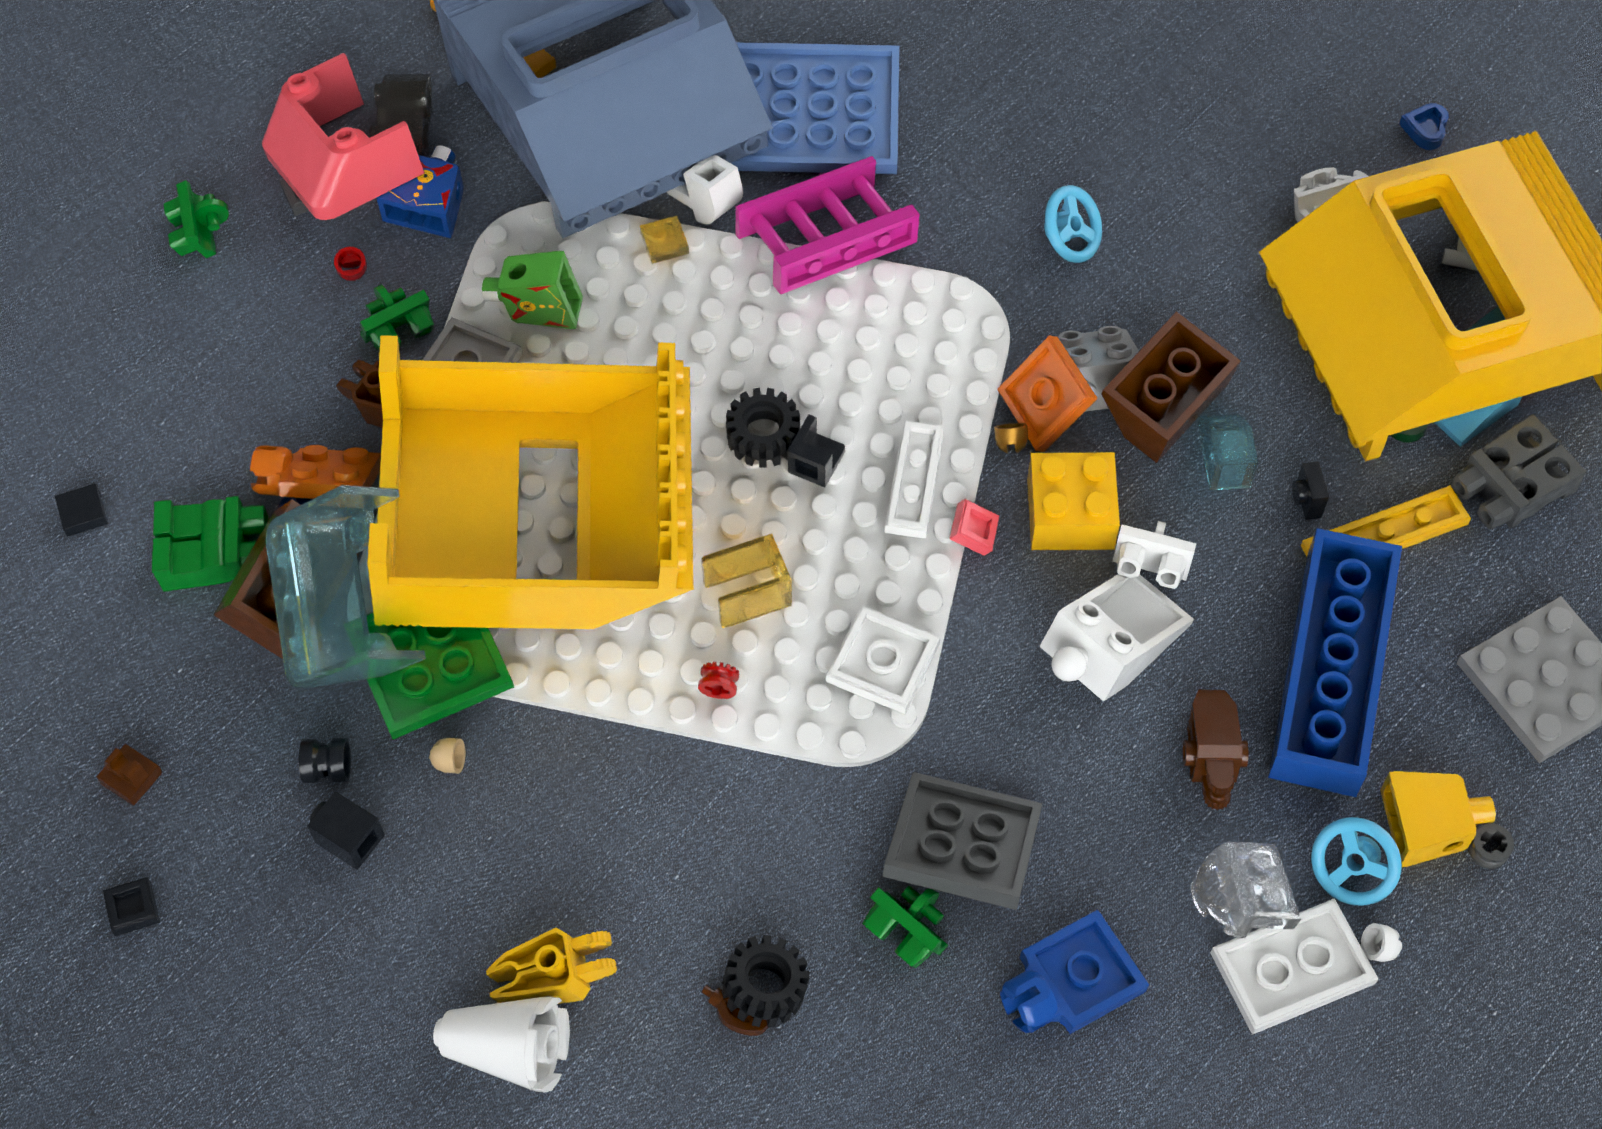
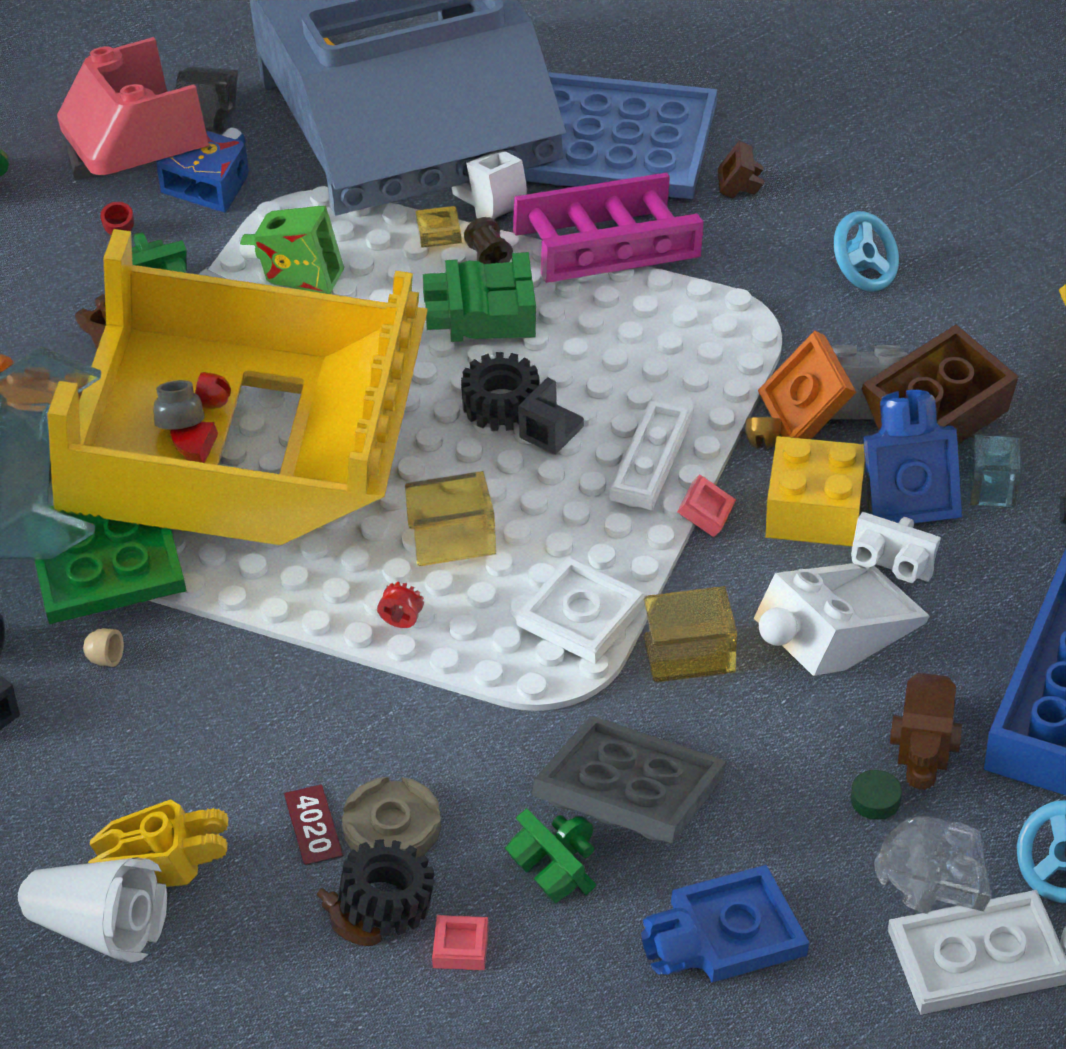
camera: 10 degrees right, 15 degrees down
(471, 501) = (177, 405): none -> dark grey piece
(491, 532) = (195, 441): none -> red tile
(498, 476) = (212, 390): none -> red hinge
(681, 915) = (313, 824): none -> dark red sticker
(717, 257) = (485, 238): none -> dark brown bush
(726, 324) = (482, 299): none -> green hips
(752, 902) = (392, 812): none -> dark tan tile
(840, 1022) = (460, 942): none -> coral tile
(936, 139) = (739, 171): none -> reddish brown tile
(987, 674) = (690, 634): none -> clear yellow piece
(1158, 468) = (912, 462): none -> blue plate
(1178, 817) = (876, 794): none -> dark green tile

